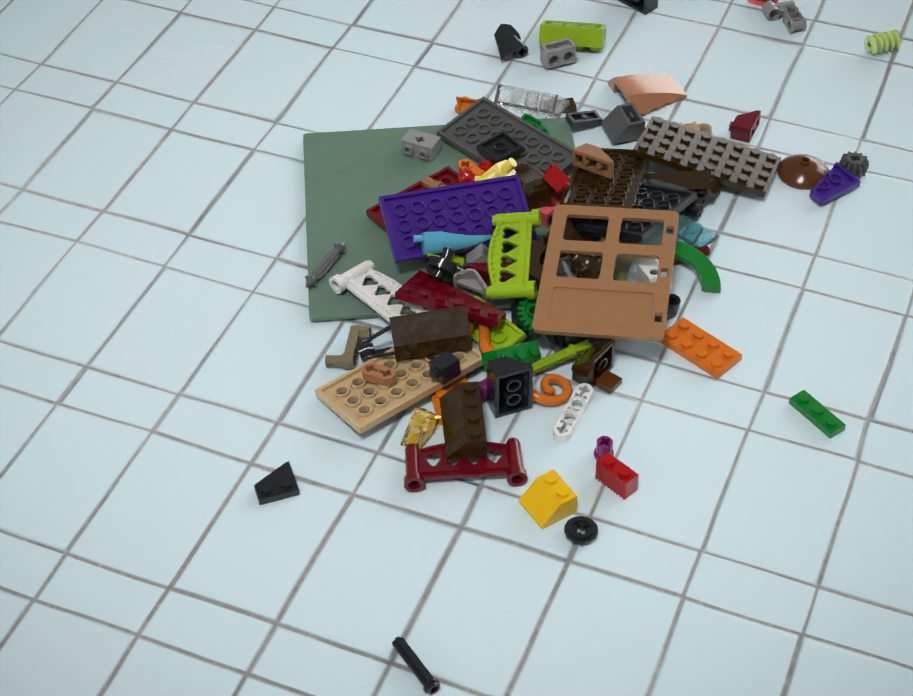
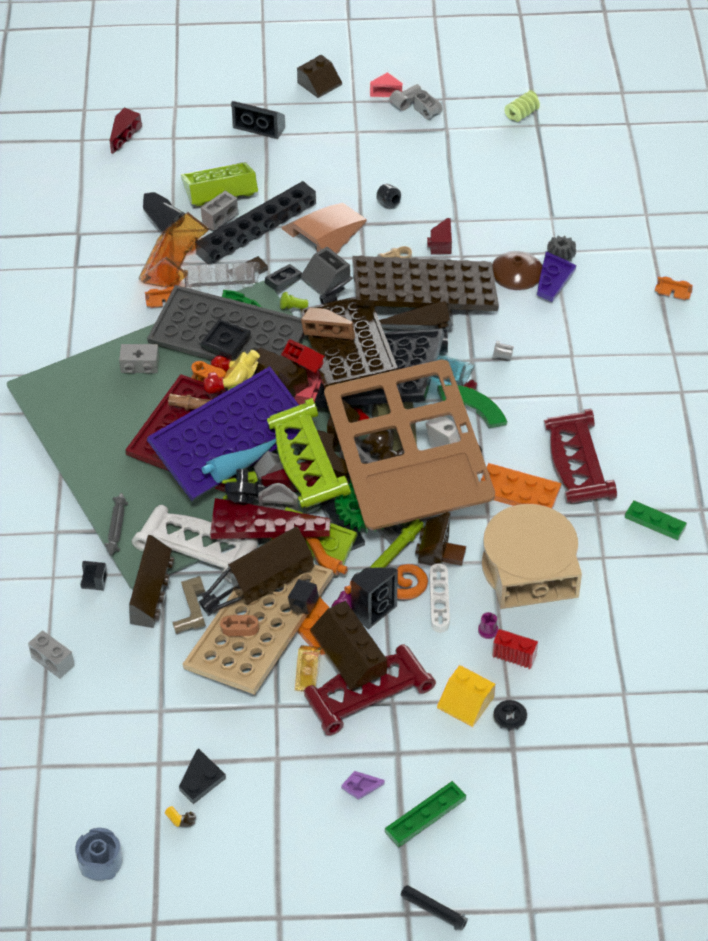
camera: 25 degrees left, 5 degrees up
(153, 513) = (99, 854): none -> sand blue brick
(211, 347) = (51, 654): none -> light grey brick
(239, 513) = (180, 820): none -> arm
(286, 299) = (94, 575): none -> black panel
(322, 316) = (150, 583): none -> dark brown slope
(411, 539) = (361, 784): none -> medium lavender piece
(454, 584) = (425, 814): none -> green plate
(502, 71) = (169, 252): none -> clear orange windscreen
(524, 352) = (360, 556): green brick -> none
(578, 138) = (291, 302): none -> lime pin
(586, 71) = (255, 223): none -> black brick
(616, 142) = (330, 295): none -> black plant
(674, 402) = (531, 556): none -> tan brick
(716, 80) = (388, 195): none -> black head
(749, 231) = (502, 351): none -> light grey bush
(774, 366) = (595, 486): none -> dark red piece

